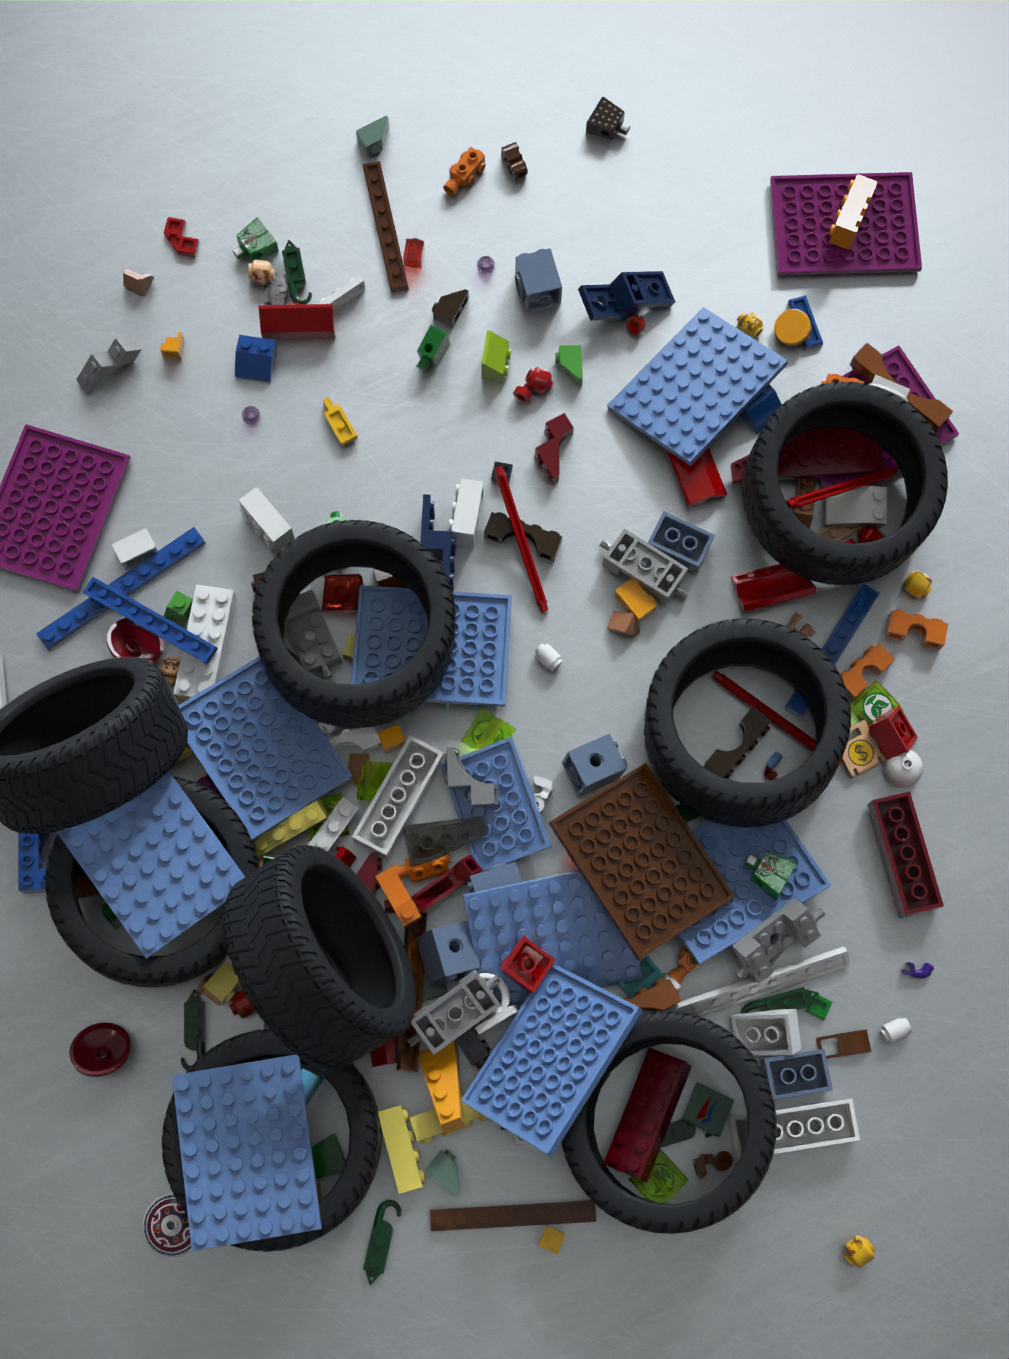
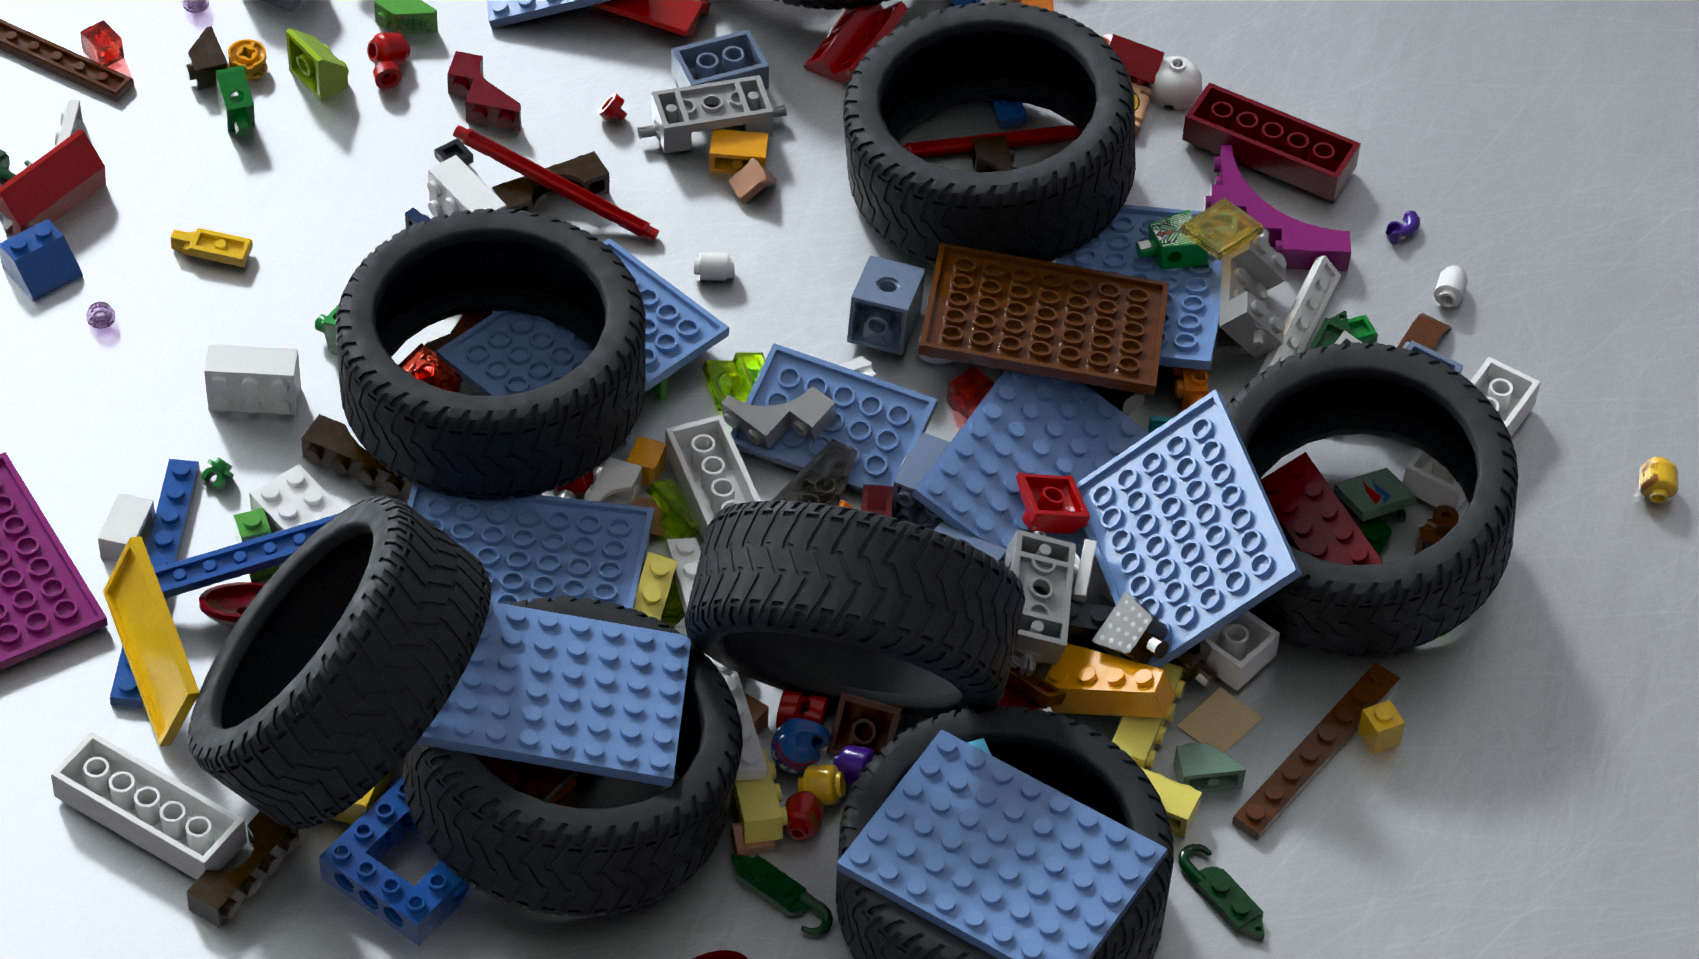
camera: 50 degrees left, 25 degrees down
(59, 630) = (150, 641): none -> yellow tile
(208, 555) = (219, 468): none -> green plate
(470, 323) = (250, 55): none -> light orange wheel
(473, 1080) = (1132, 632): none -> torso
(488, 1150) = (1220, 721): none -> tan sticker
(606, 515) = (612, 107): none -> red tile
(792, 896) = (1222, 229): none -> clear yellow tile
(848, 928) = (1294, 239): none -> magenta arch

